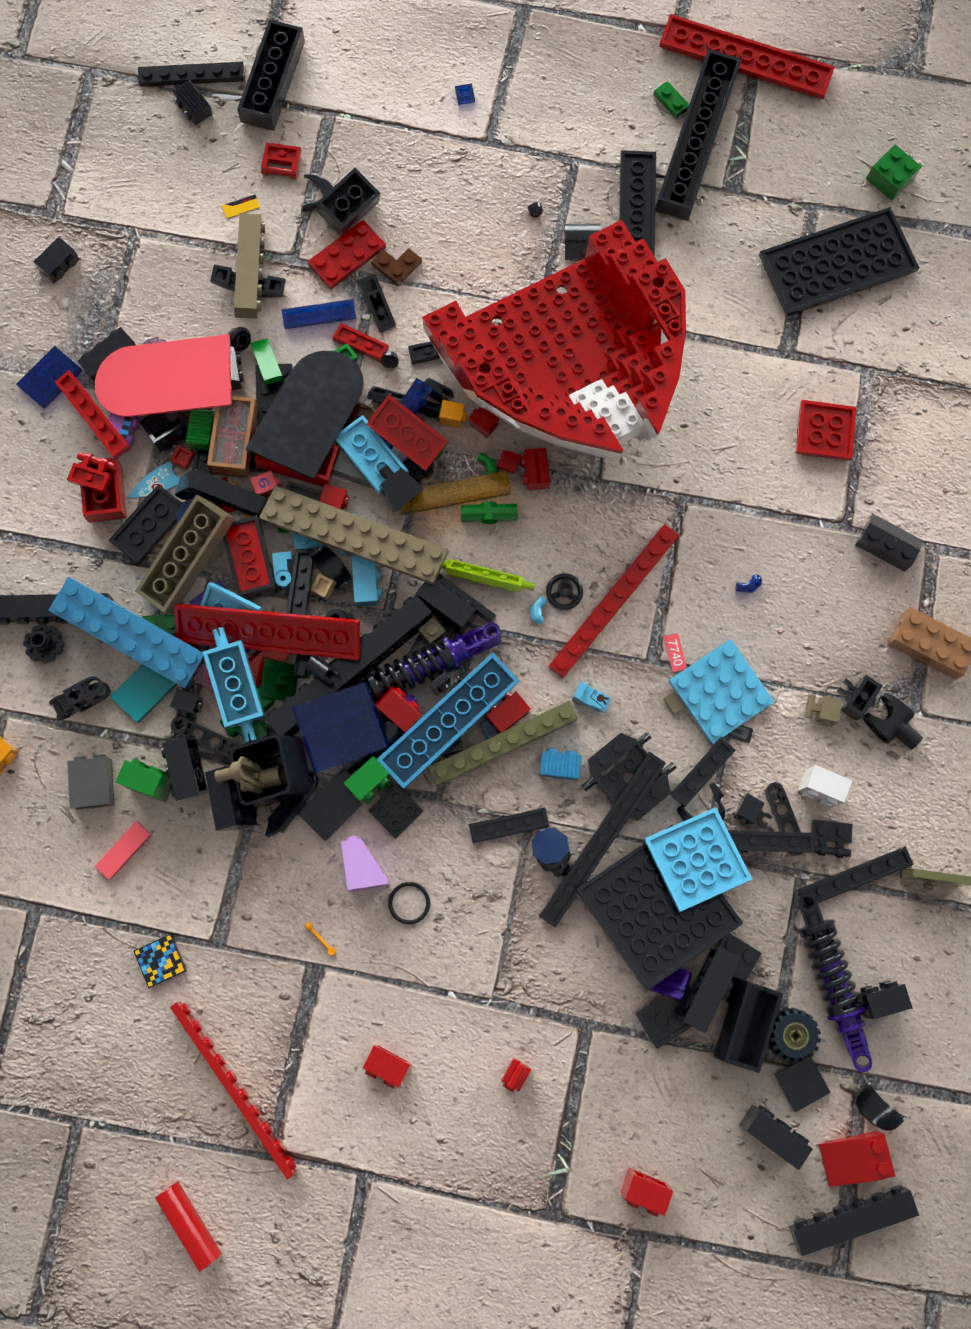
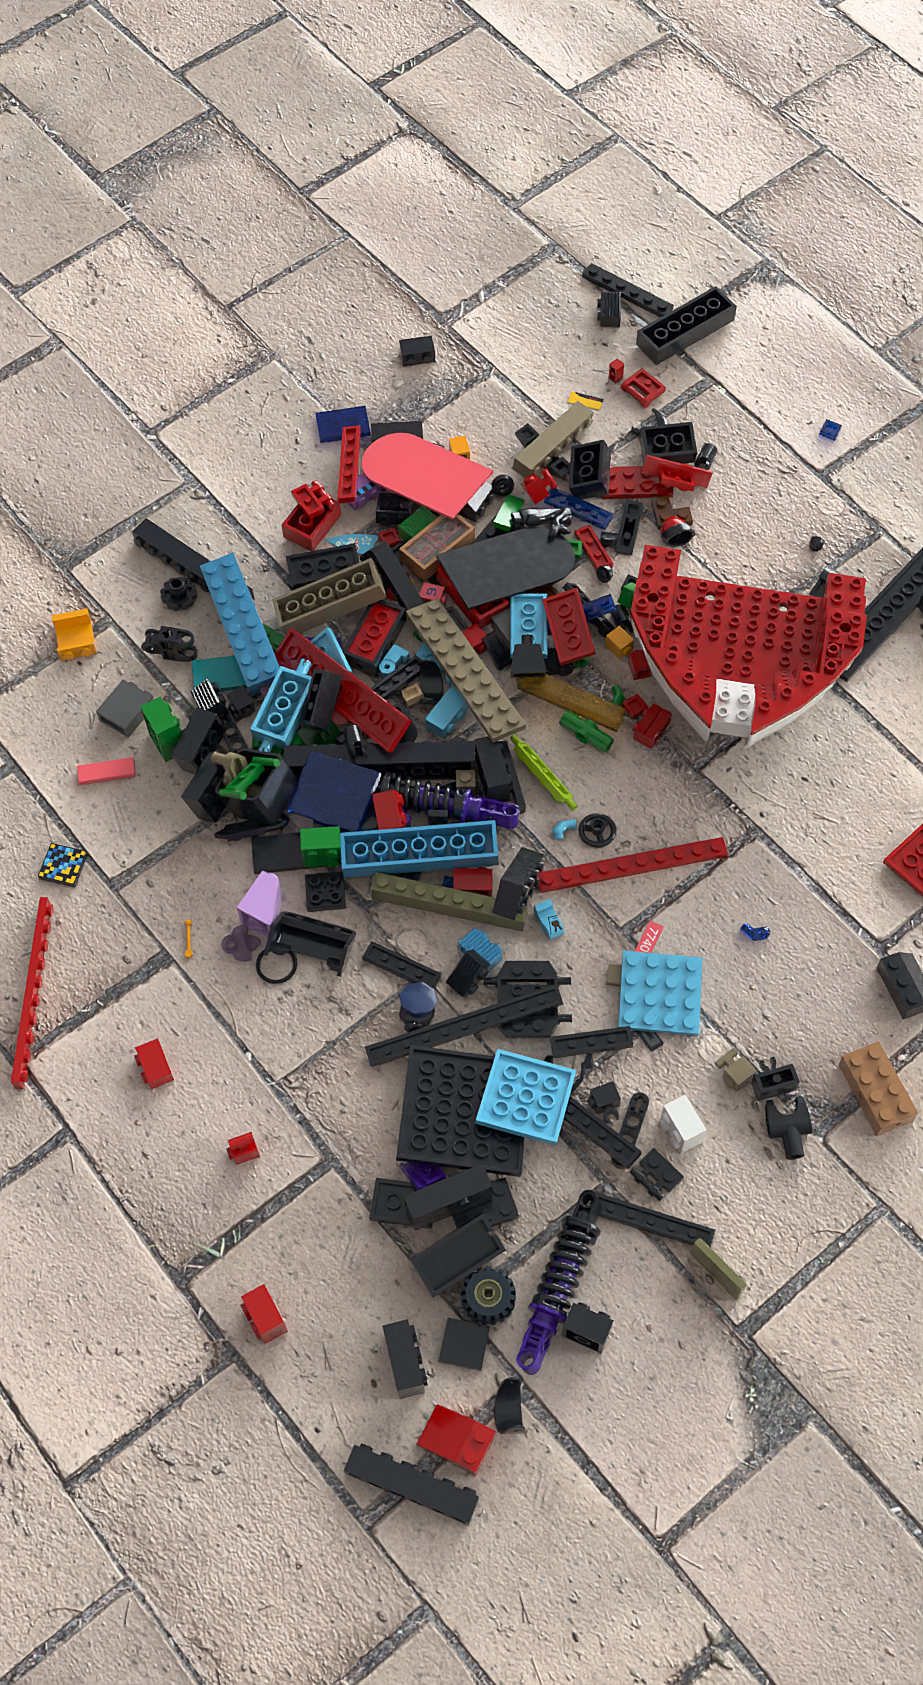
camera: 45 degrees right, 15 degrees down
(158, 722) = (208, 697): none -> black brick
(173, 329) = (459, 446): none -> light orange brick
(246, 160) = (616, 371): none -> red piece
(261, 655) = (321, 699): none -> black brick
(262, 775) = (251, 773): none -> green plate
(271, 321) = (536, 488): none -> red brick
(296, 346) = (532, 517): none -> black piece
(303, 272) = (590, 469): none -> black brick
(361, 494) = (497, 649): none -> black plate
(366, 324) = (609, 538): none -> black tile
(369, 907) = (243, 943): none -> clear purple plate
(378, 225) = (676, 474): none -> red bracket
(385, 187) = (706, 455): none -> black piece
(418, 279) = (676, 532): none -> black piece
(425, 858) = (311, 938): none -> black windscreen
(430, 365) = (627, 595): none -> green brick
(554, 691) = (518, 883): none -> black brick
(569, 793) = (468, 973): none -> black brick

